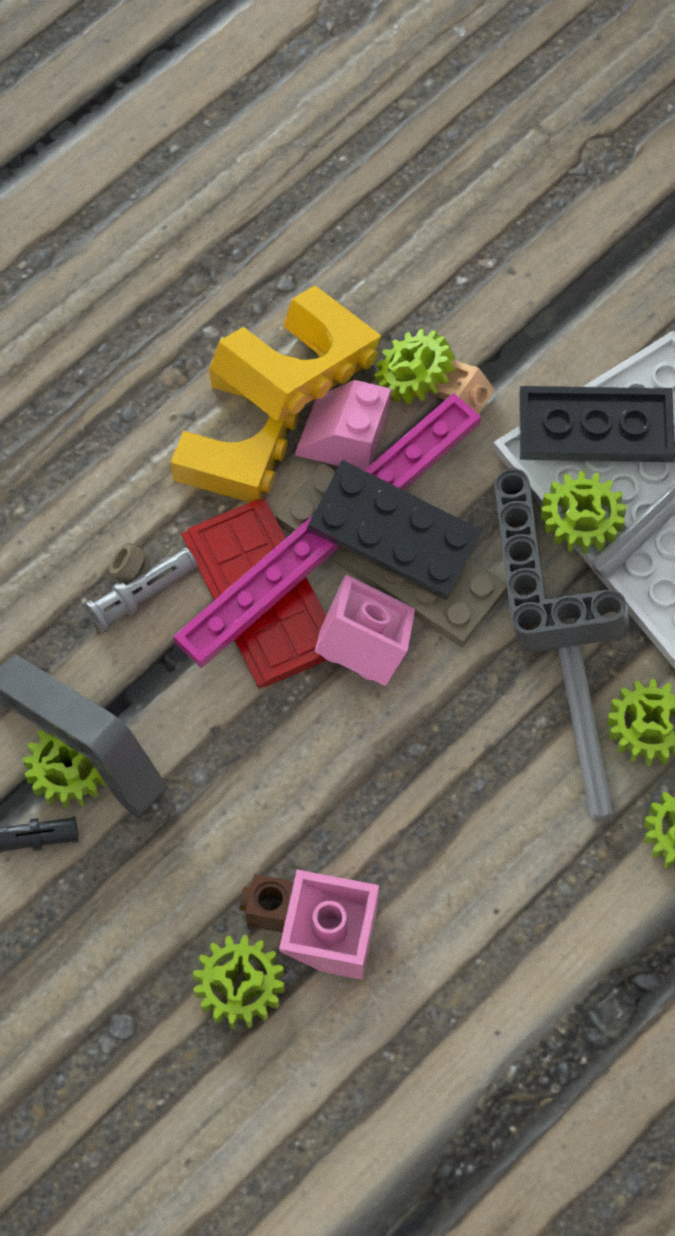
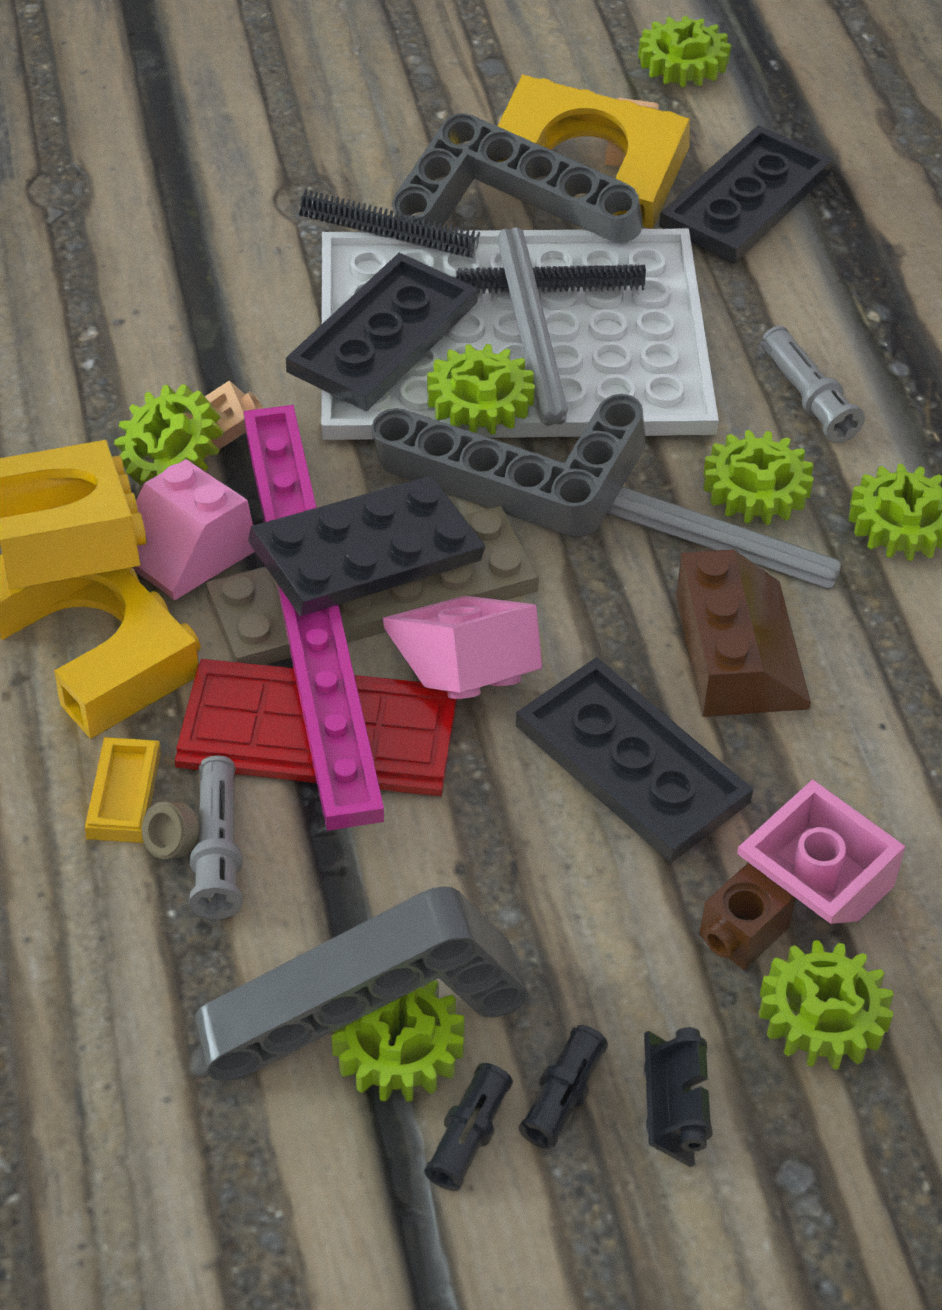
camera: 60 degrees left, 15 degrees down
(94, 869) = (563, 1086): none -> black pin
(121, 929) = (676, 1115): none -> black hinge
(146, 519) = (122, 789): none -> yellow tile
(354, 777) = (634, 759): none -> black plate
(499, 785) = (738, 636): none -> reddish brown slope

